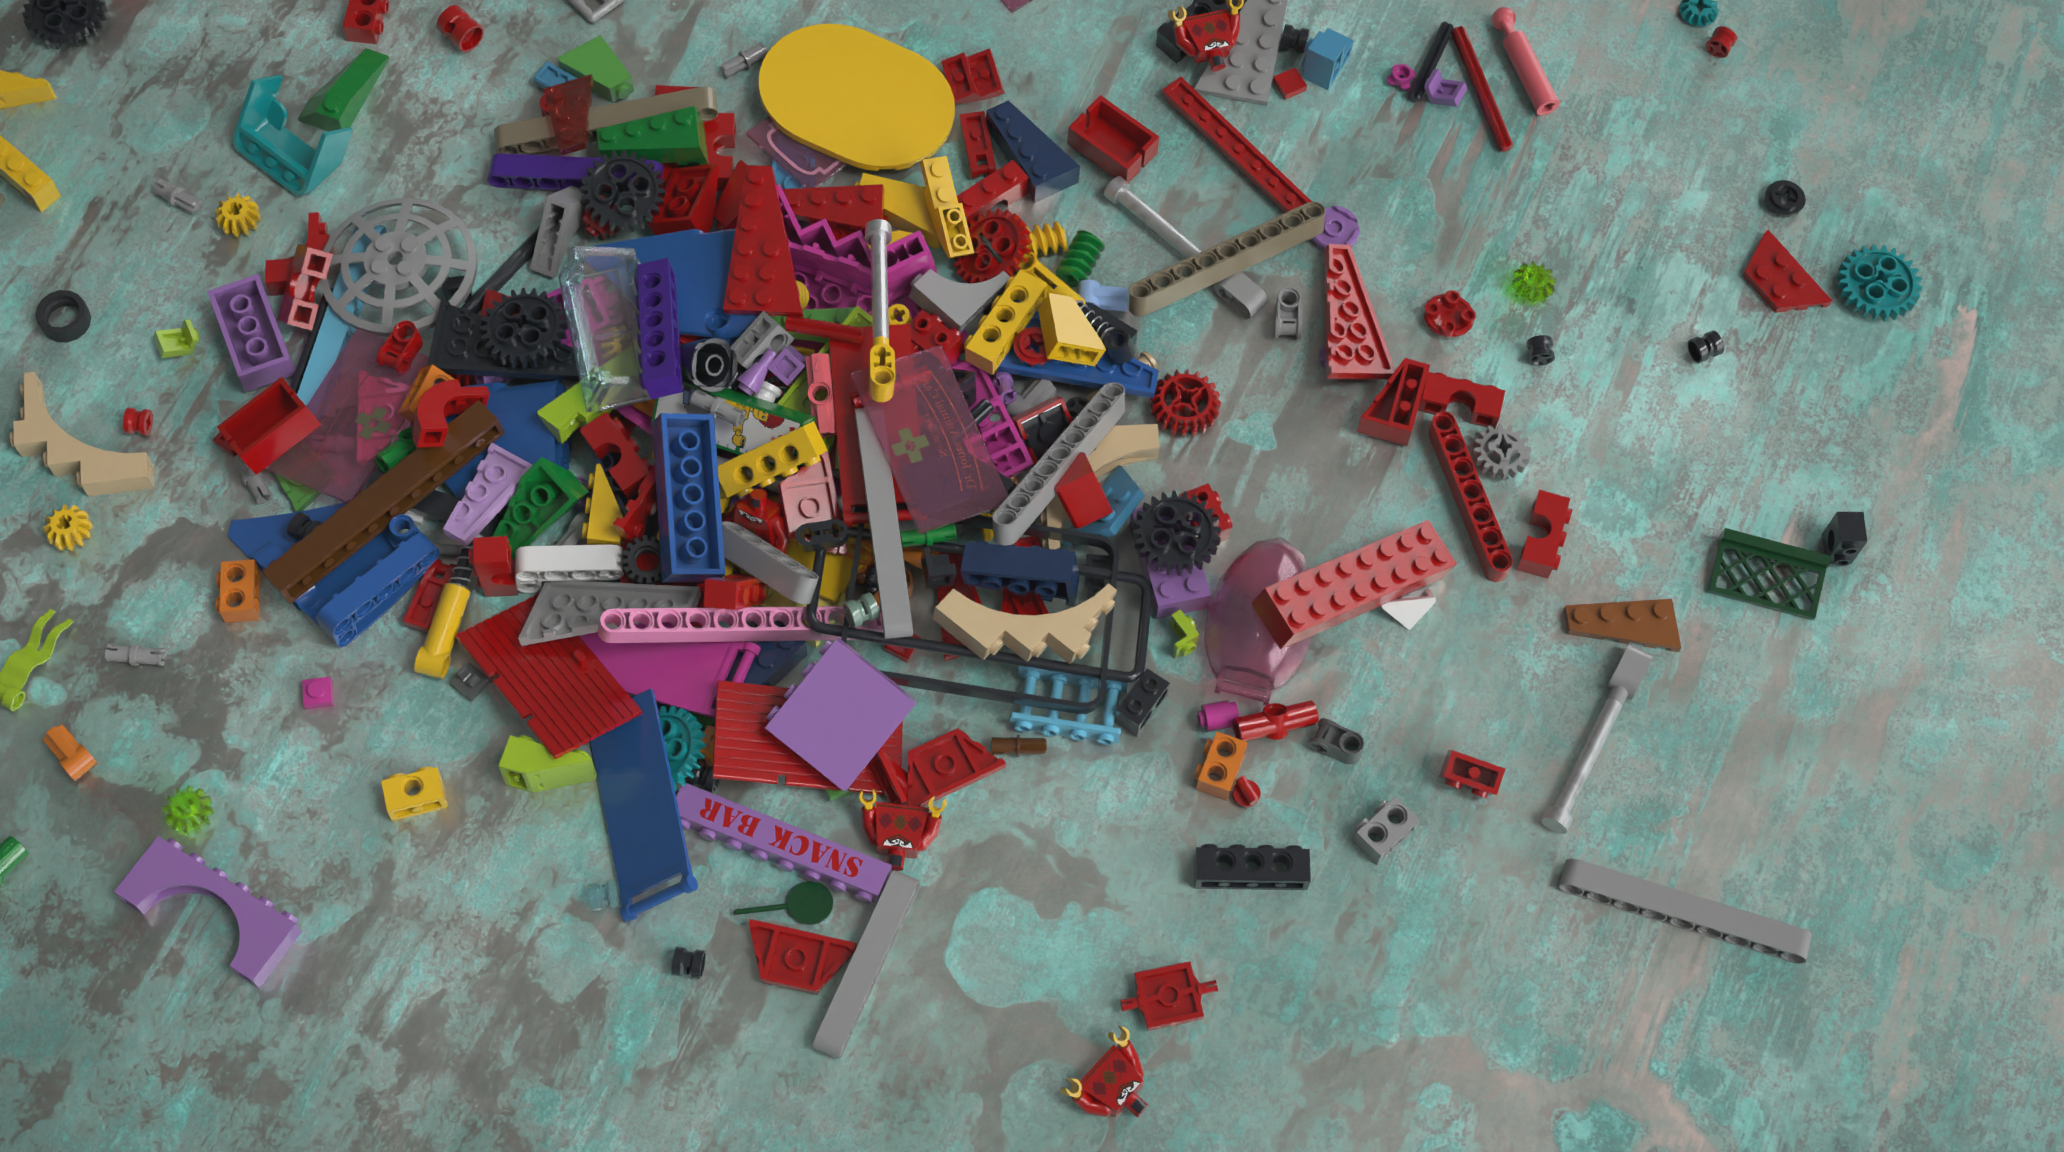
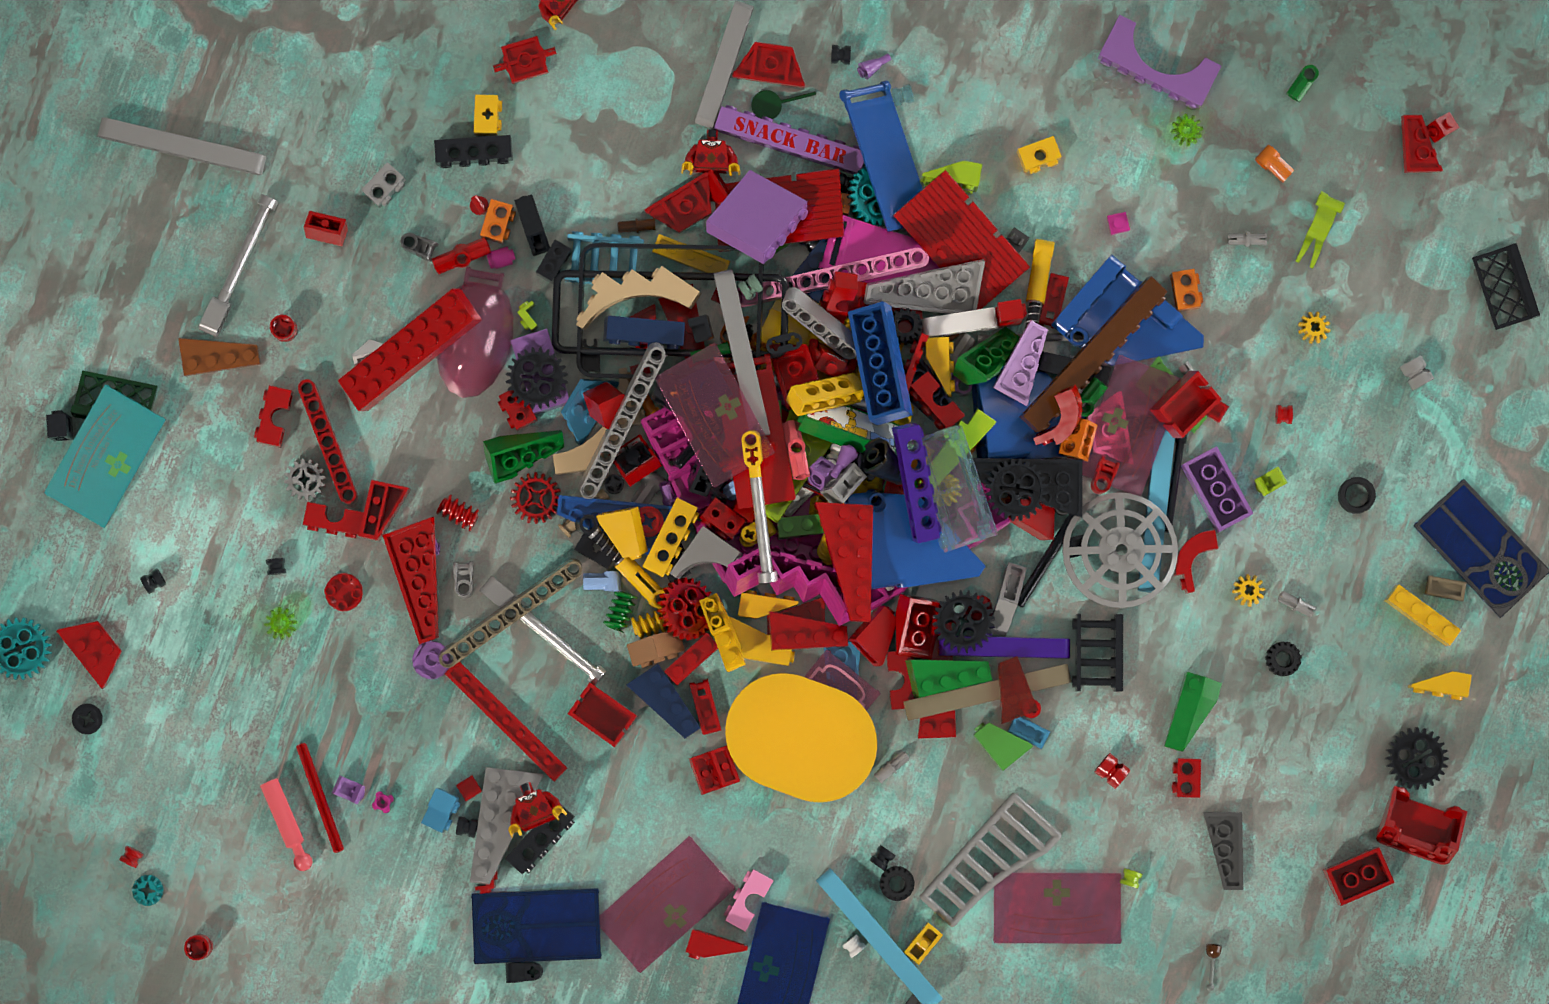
camera: 175 degrees right, 20 degrees up
(96, 469) = (1350, 399): tan arch -> none
(205, 124) = (1294, 655): none -> black tyre
(277, 151) = (1225, 650): teal windscreen -> none
(298, 302) = (1187, 512): red arch -> none
(301, 526) = (1143, 336): black wheel -> none
(431, 147) = (1115, 662): none -> black fence
(647, 941) = (868, 68): none -> medium lavender cone
(717, 407) = (866, 427): light grey pin -> none
(824, 329) = (798, 495): red axle -> none
(970, 710) = (696, 259): none -> yellow plate
(1040, 204) = (655, 649): none -> medium nougat brick
(1171, 757) = (532, 225): none -> black slope
(1221, 460) = (513, 453): none -> green wedge
(1232, 901) = (485, 126): none -> yellow brick
(1291, 393) = (459, 512): none -> red piece
(1430, 61) = (359, 819): black axle -> none
(1532, 644) = (283, 328): none -> red wheel
(1778, 500) = (104, 456): none -> teal piece

